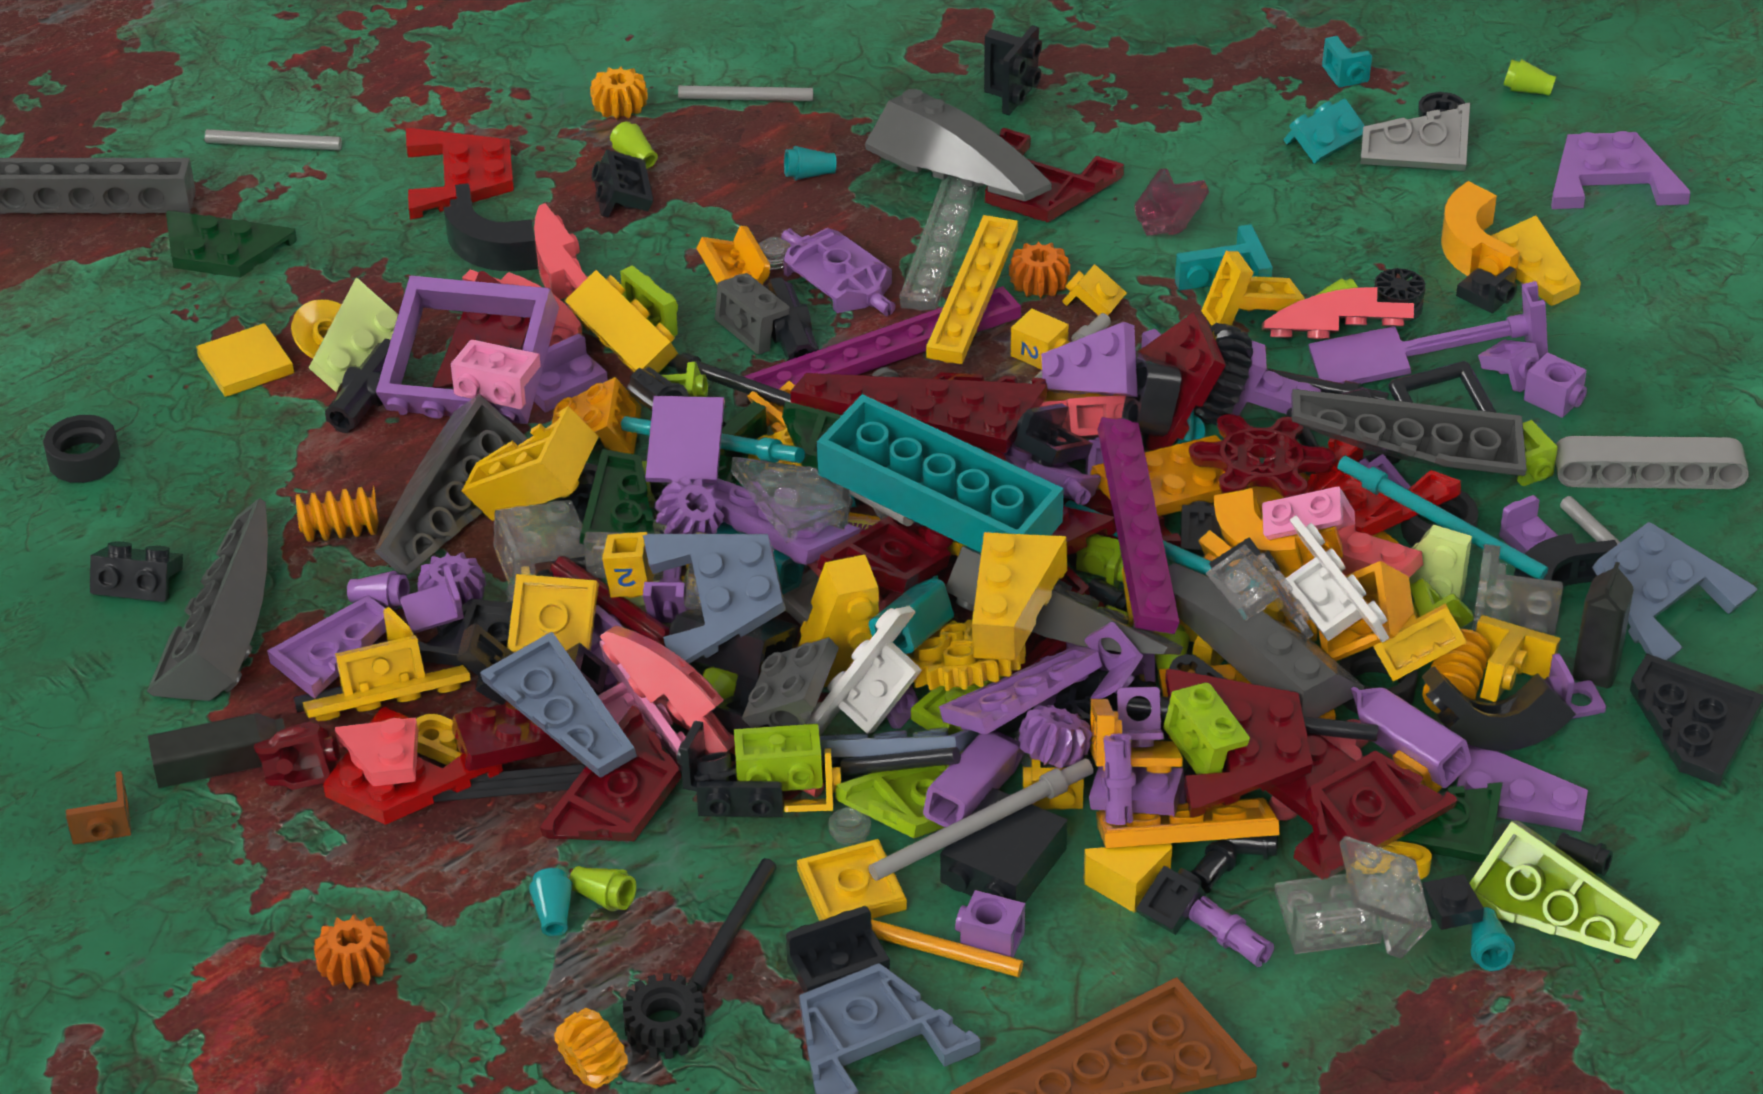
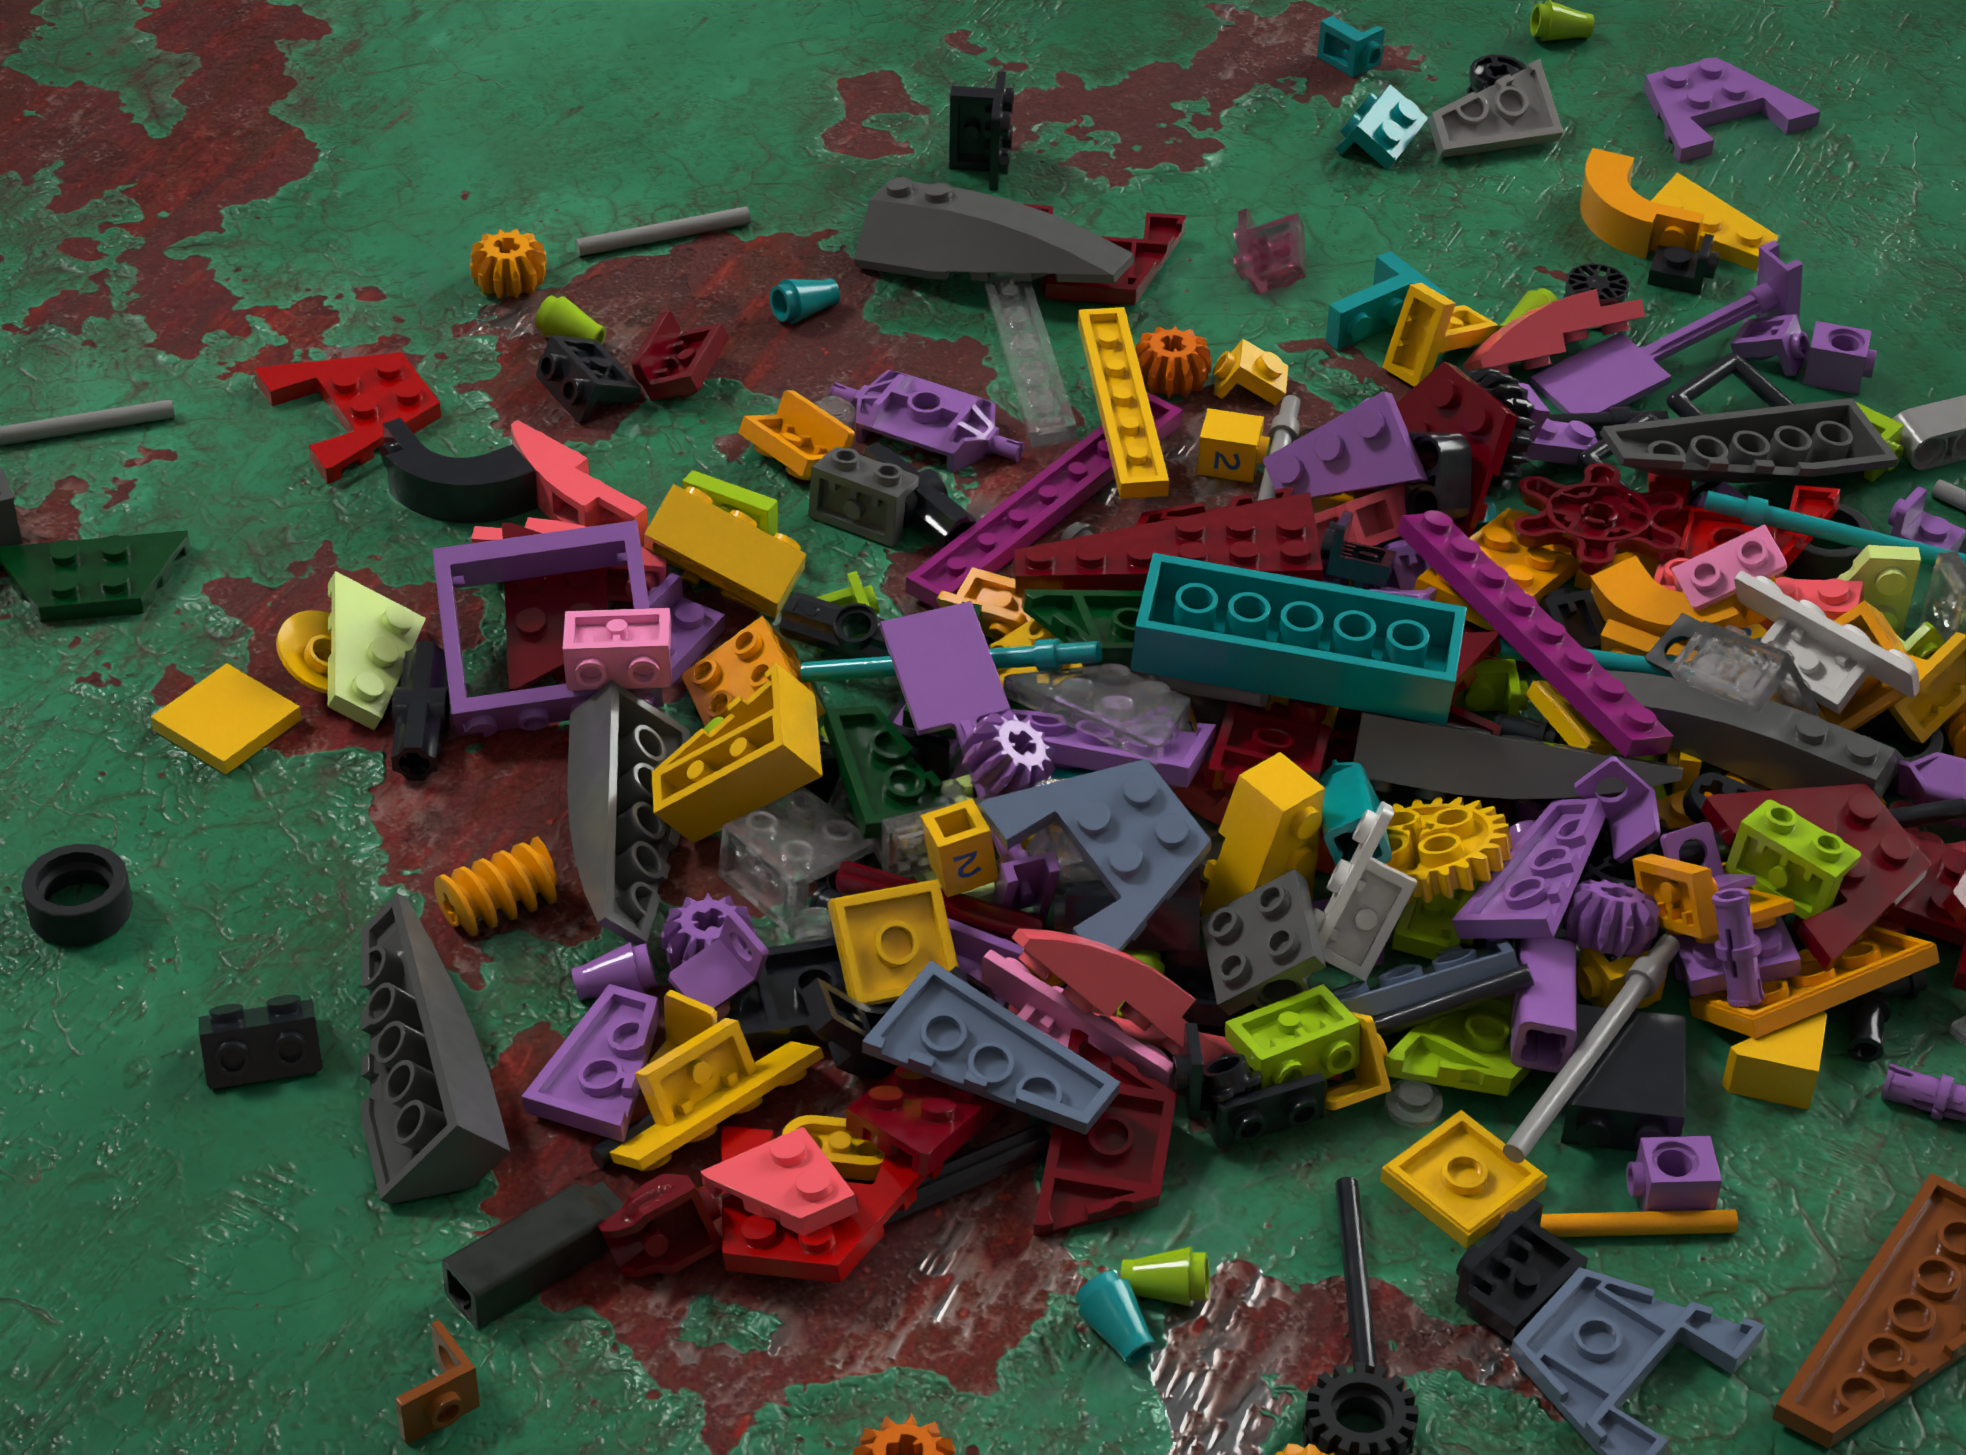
camera: 25 degrees left, 0 degrees up
(689, 184) = (677, 360): none -> dark red bracket
(730, 379) = (825, 580): black bar -> none
(1012, 588) = (1472, 750): yellow wedge -> none
(1171, 898) = (1855, 1078): black bracket -> none

